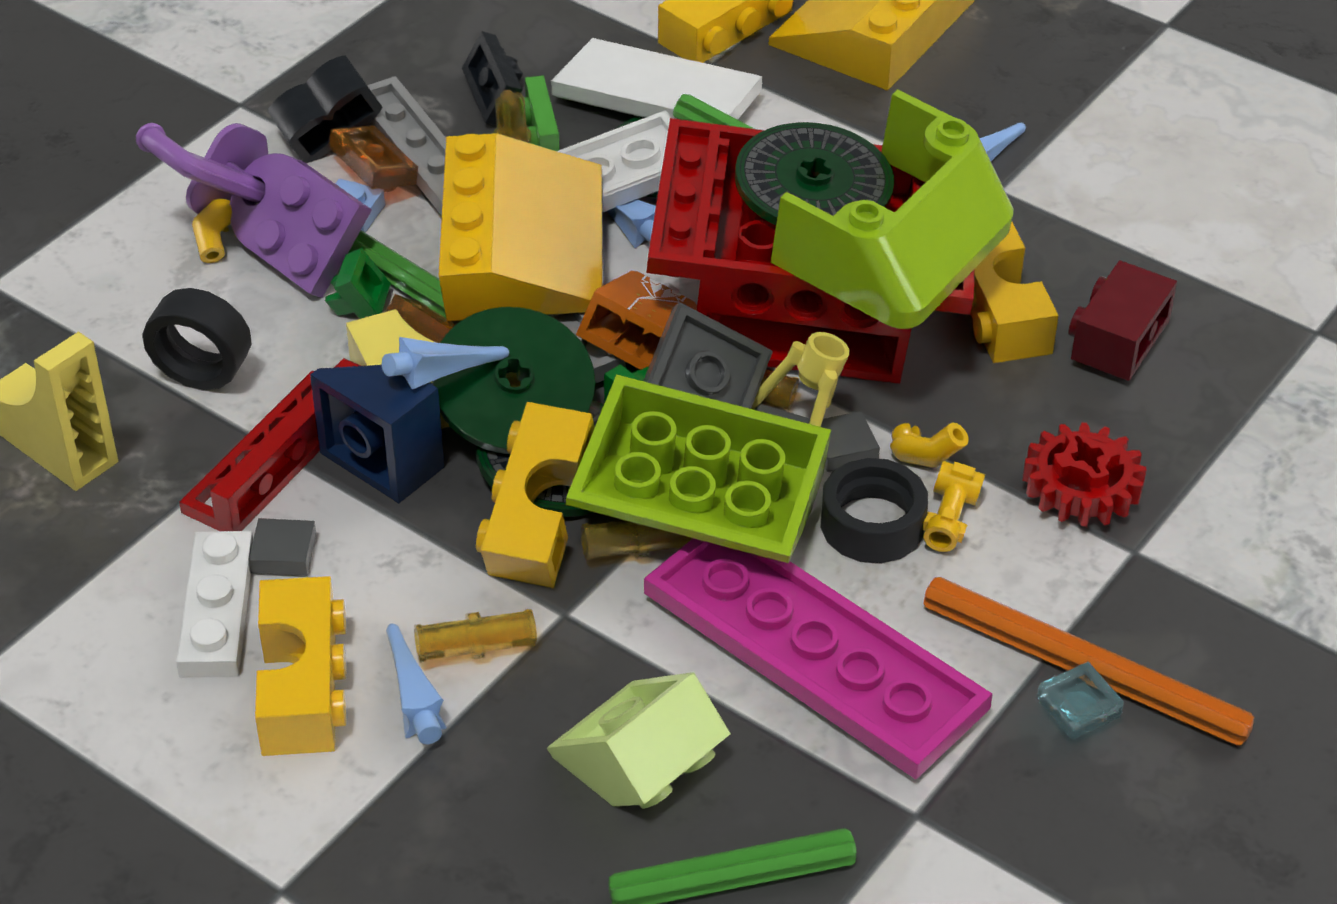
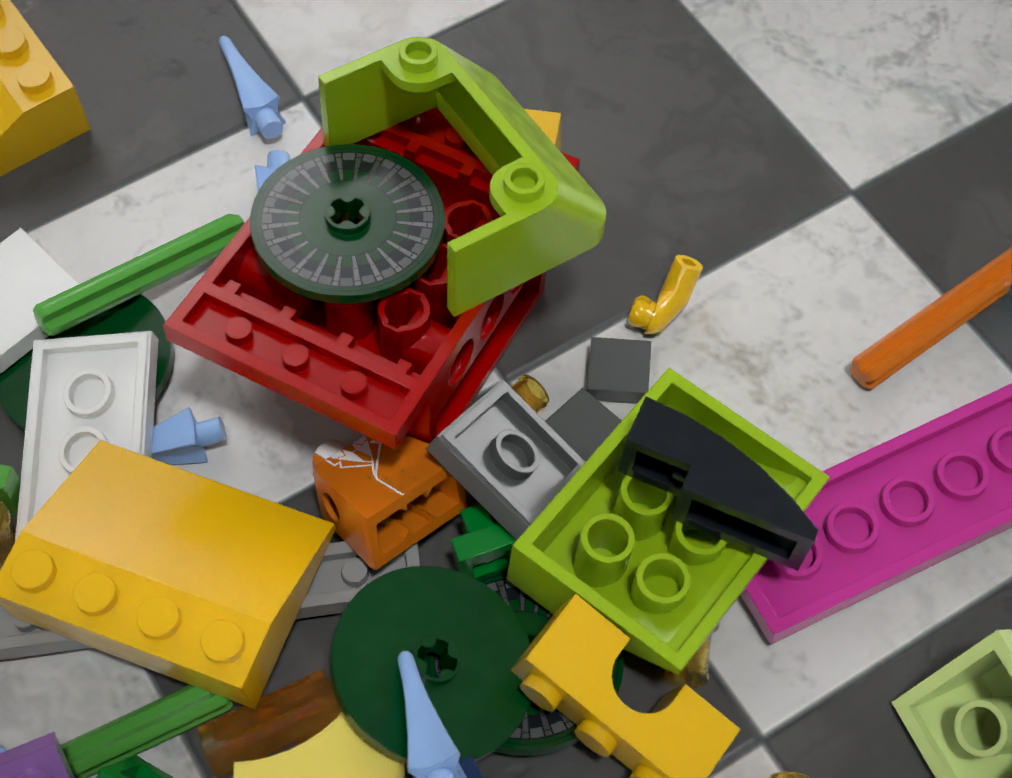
camera: 65 degrees left, 15 degrees up
(723, 460) = (715, 485): none -> black slope
(818, 366) = (567, 344): light yellow plant -> none
(870, 540) = (756, 343): black tyre -> none
(958, 486) = (731, 292): yellow bar -> none
(1080, 472) = (761, 185): red gear -> none
(1122, 319) = (575, 68): dark red brick -> none

